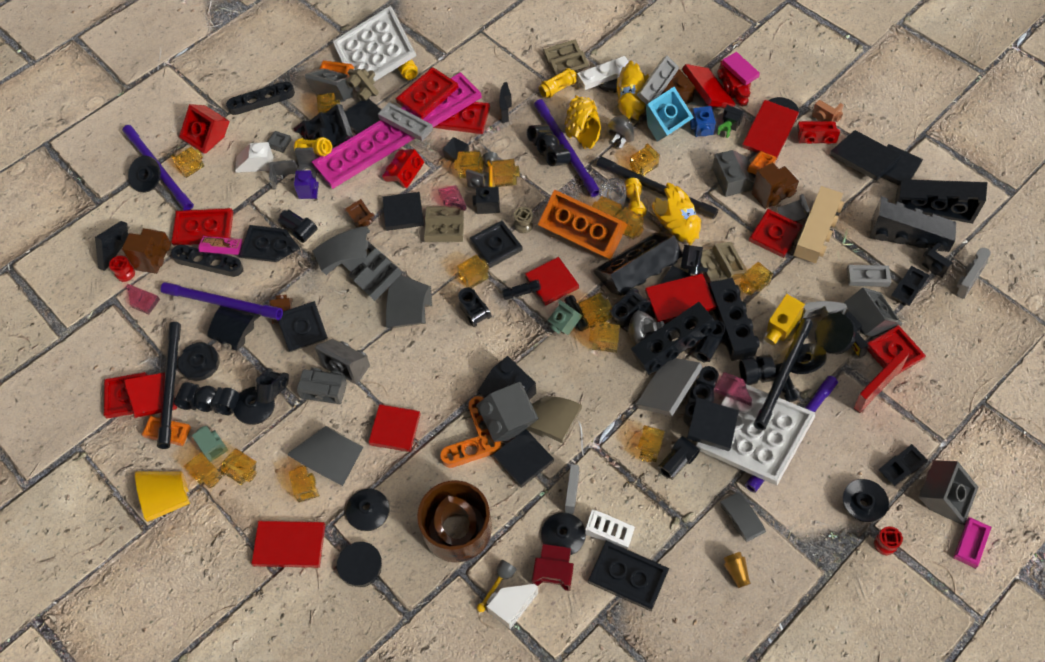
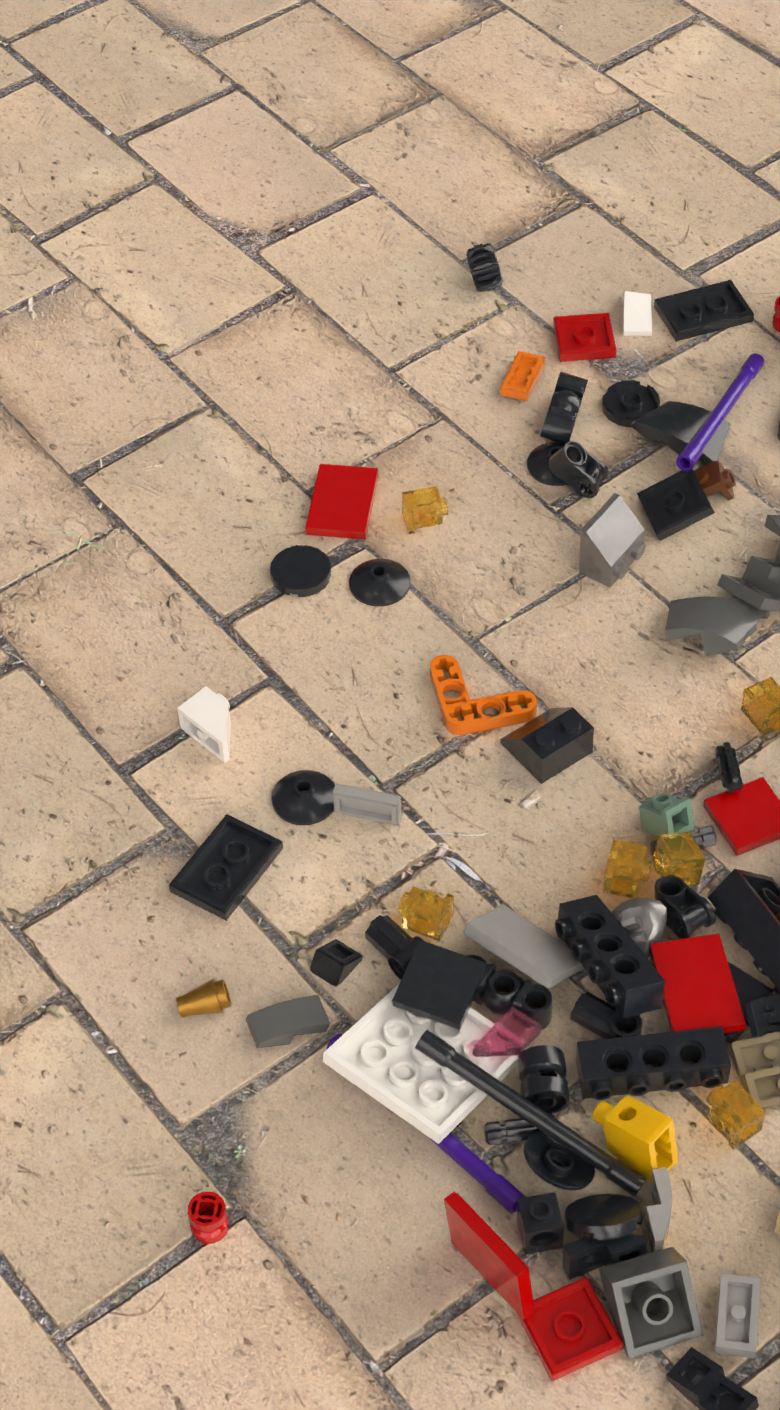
camera: 95 degrees right, 10 degrees down
(47, 463) = (484, 267): none -> black gear
(104, 363) = (637, 314): none -> white slope
(106, 321) = (703, 310): none -> black tile
(141, 299) = (738, 341): clear pink tile -> none
(146, 394) = (578, 352): red tile -> none
(161, 492) = (432, 370): yellow slope -> none
(165, 430) = (667, 373): black piece -> none
(203, 471) = (457, 413): clear yellow brick -> none
(209, 443) = (497, 414): sand green brick -> none
(239, 467) = (456, 444): clear yellow brick -> none
(322, 386) = (565, 531): dark grey brick -> none
(328, 454) = (460, 532): dark grey slope -> none
(394, 428) = (499, 610): red tile -> none
(452, 499) = (327, 632): reddish brown piece -> none
(475, 309) = (698, 703): black piece -> none
(504, 571) = (259, 720): hinge -> none
(507, 412) = (493, 719): dark grey slope -> none
(523, 458) = (430, 756): black tile -> none
(553, 567) = (251, 774): dark red piece -> none
(555, 417) = (487, 783): dark tan slope -> none
(612, 522) = (306, 827): white slope -> none
(691, 496) = (334, 962): none -> black slope
(845, 365) = (540, 1223): none -> black brick
(872, 494) = (278, 1185): black dish -> none
(903, 465) = (339, 1281): black slope -> none
(949, 490) = (276, 1337): dark grey slope -> none
(972, 542) = (185, 1359): dark pink tile -> none

